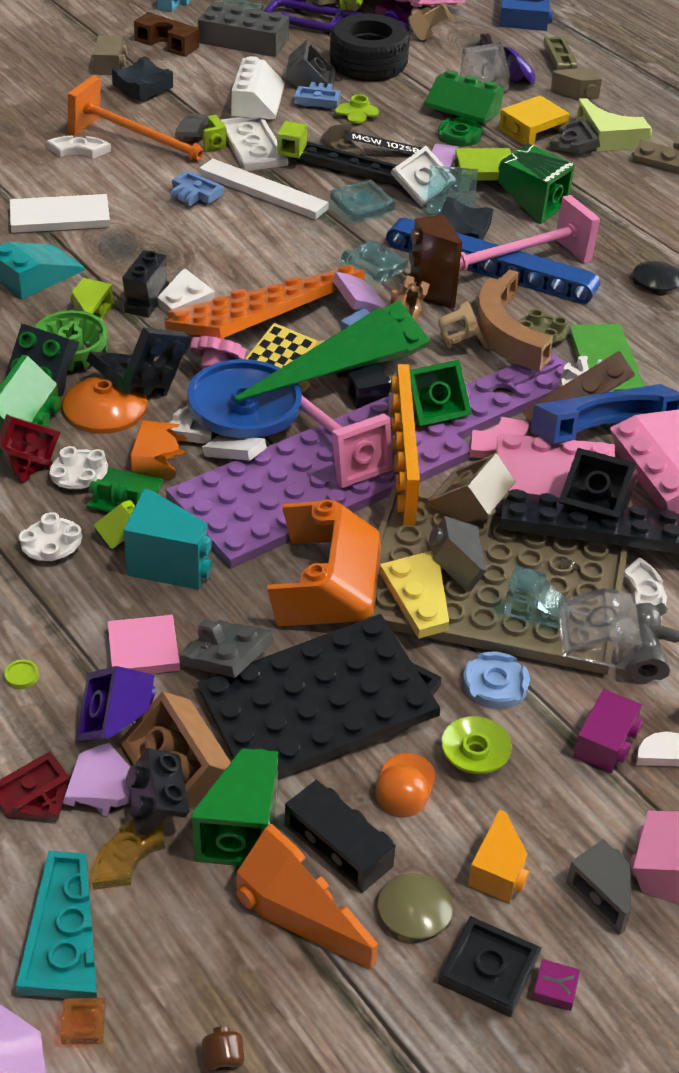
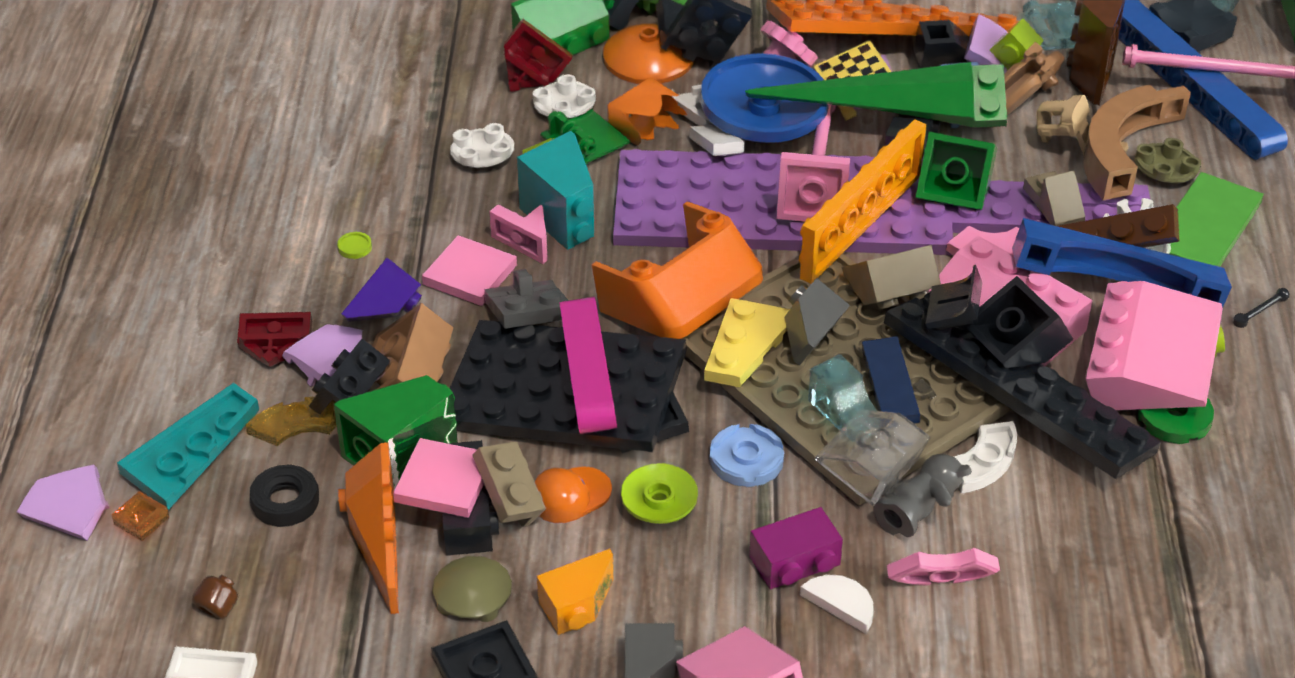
camera: 40 degrees right, 0 degrees up
(162, 594) = (520, 233): none -> bright pink slope
(187, 945) = (284, 513): none -> black tyre
(322, 308) = (940, 43): none -> black slope
(326, 827) = (440, 479): none -> bright pink tile
(342, 672) = (587, 365): none -> dark pink beam
(377, 801) = (509, 483): none -> dark tan bracket
(380, 284) = (1014, 43): none -> lime brick
(515, 384) = (1056, 197): none -> dark tan slope
(547, 486) = (955, 302): none -> black piece
(560, 576) = (890, 377): none -> dark blue tile

